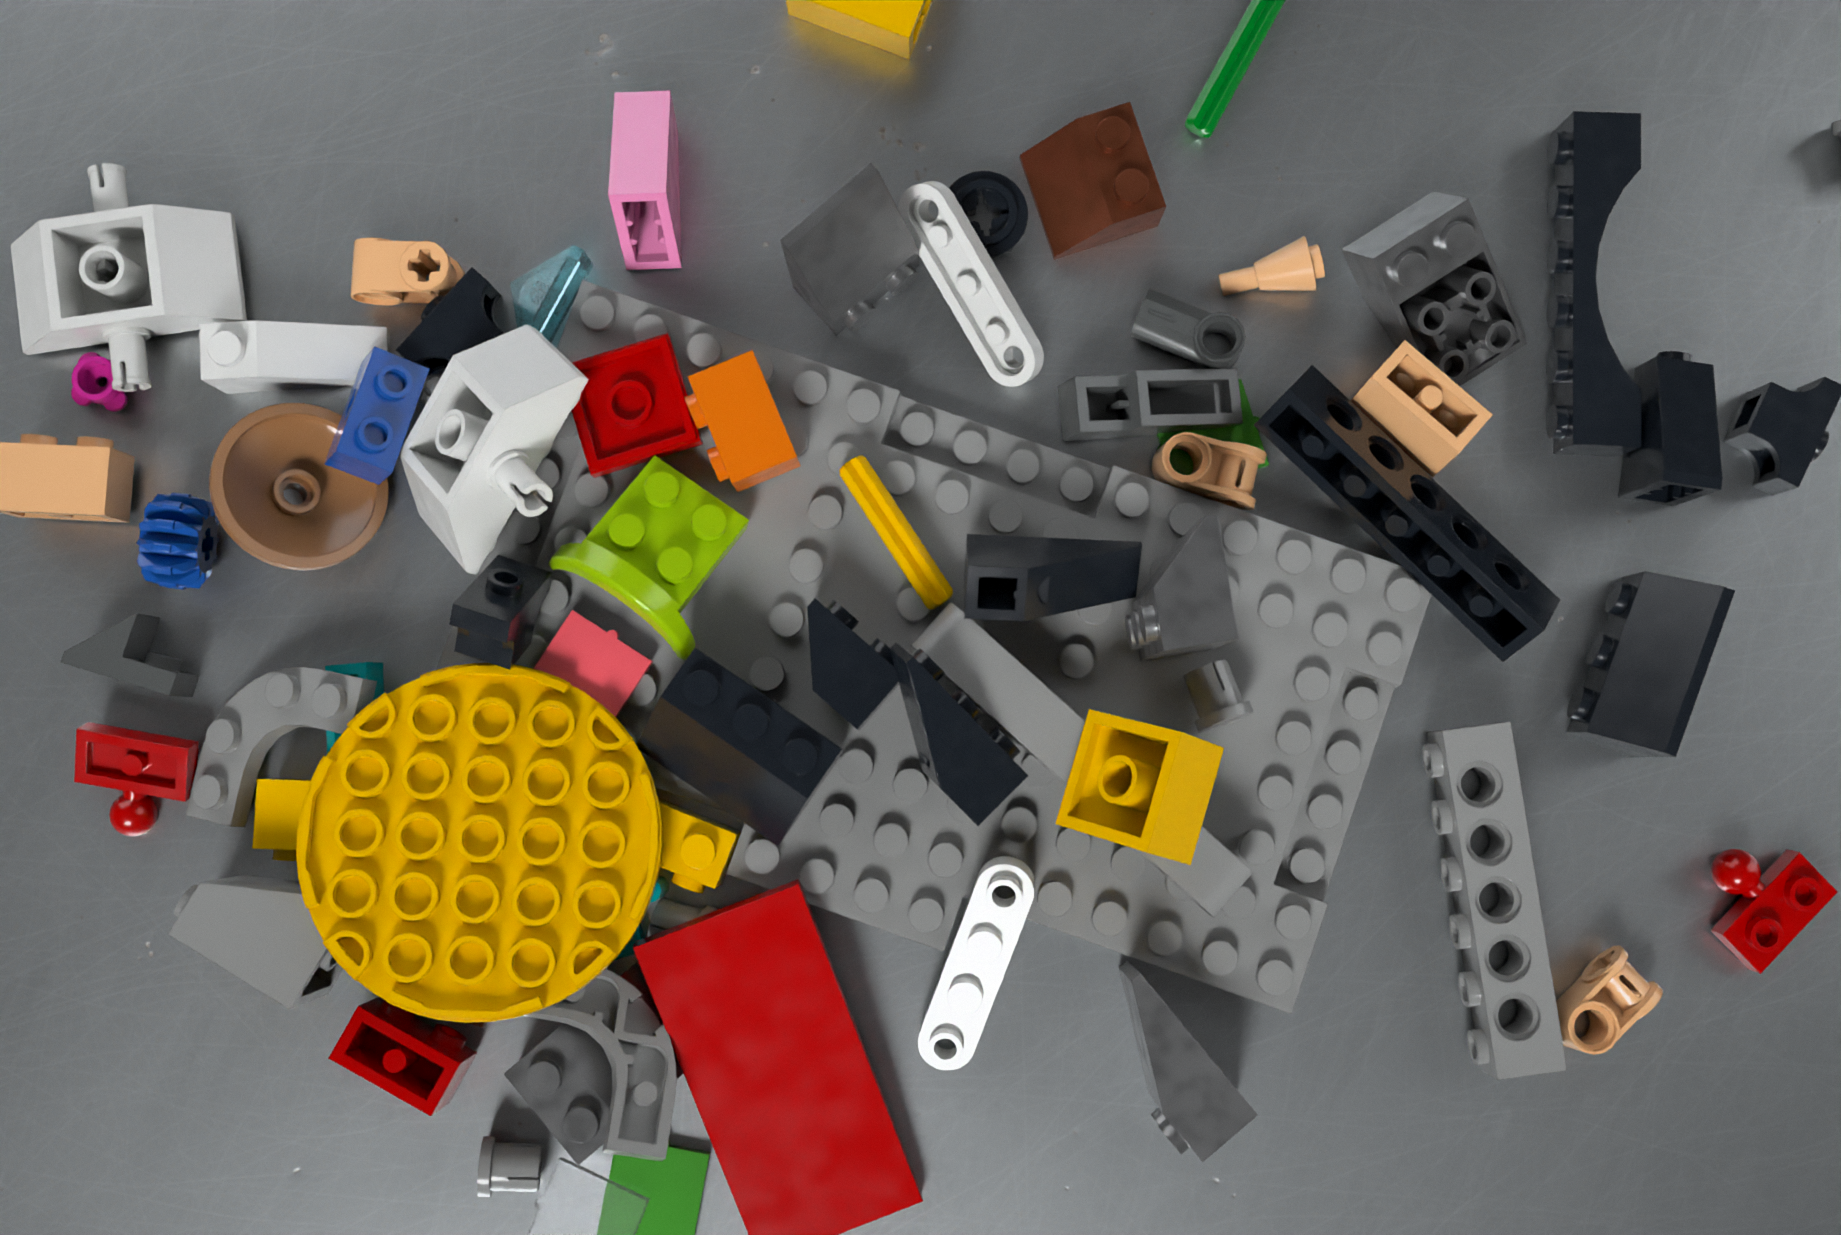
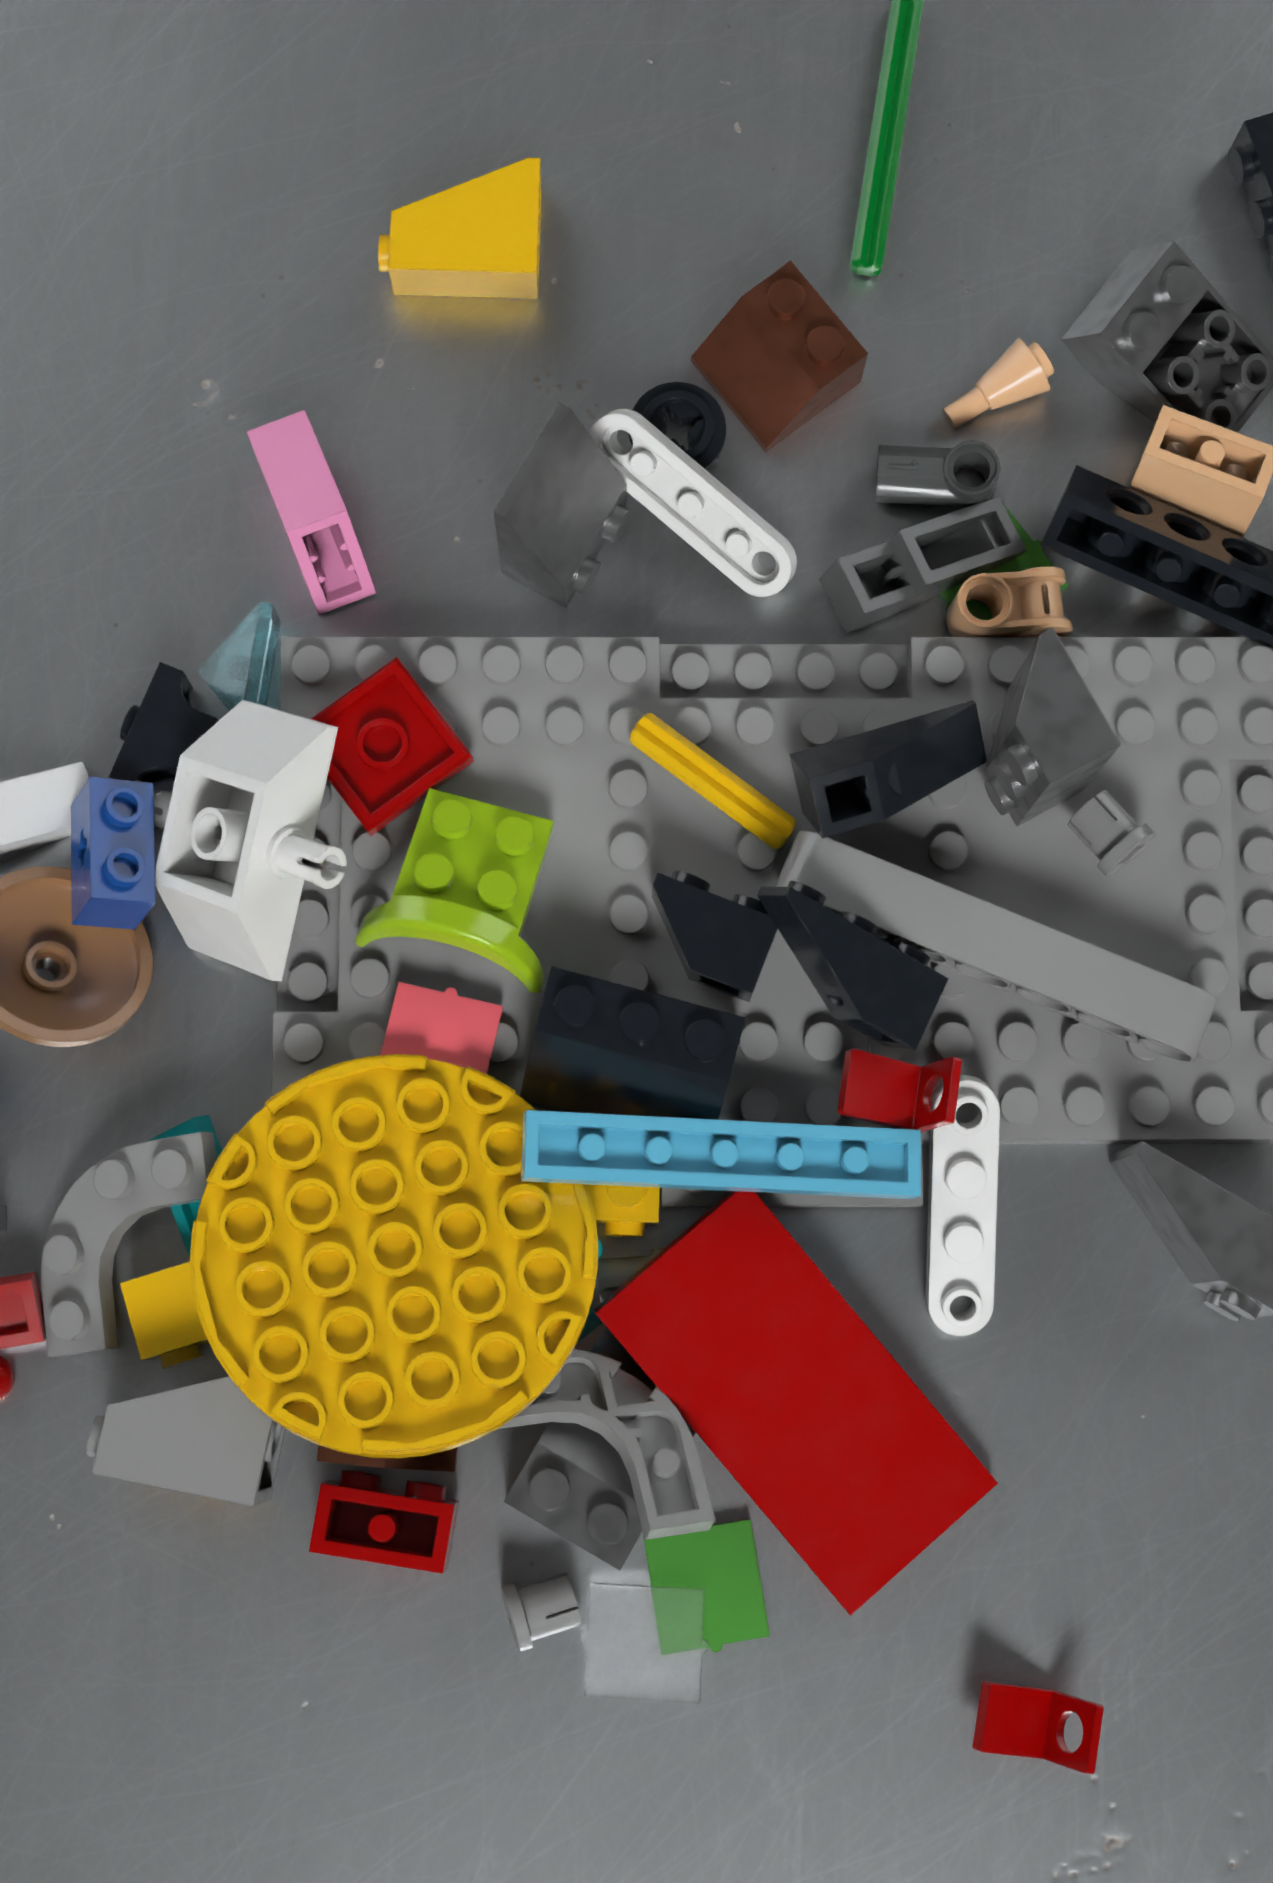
camera: 25 degrees left, 5 degrees down
(396, 271) = (75, 699): light nougat piece -> none
(500, 611) = (327, 1006): black brick -> none
(742, 421) = (511, 721): orange brick -> none
(781, 856) = (720, 1155): none -> medium azure plate
(952, 853) = (897, 1091): none -> red bracket
(1140, 785) = (1070, 943): yellow slope -> none

